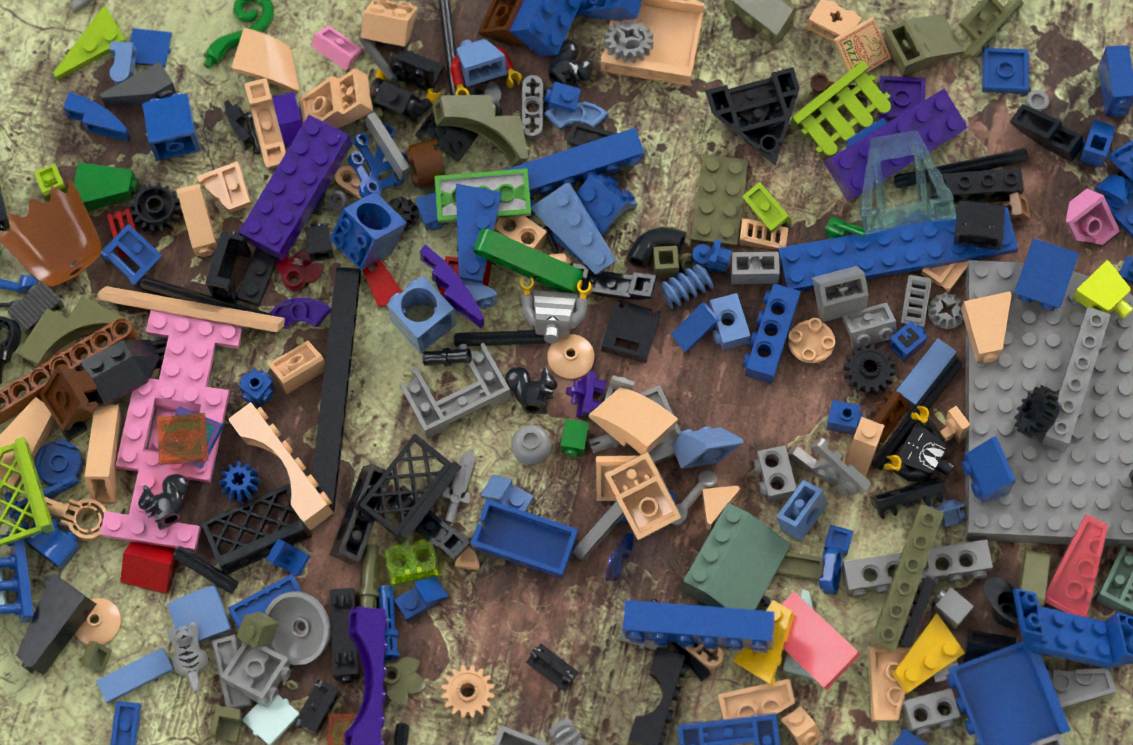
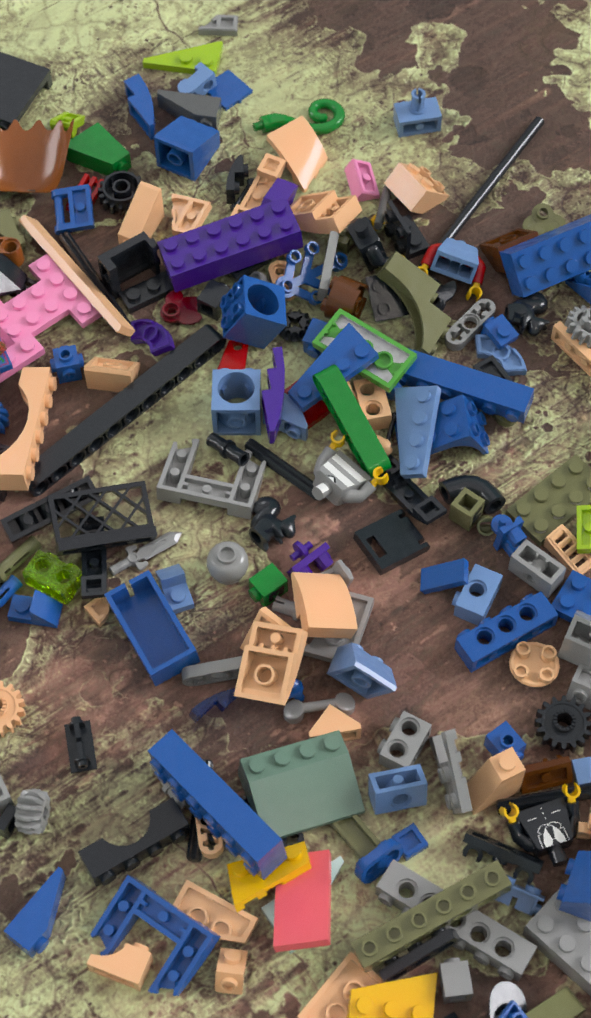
camera: 40 degrees right, 10 degrees down
(575, 366) = (331, 533): light nougat dish -> none
(686, 284) = (468, 540): medium blue piece -> none

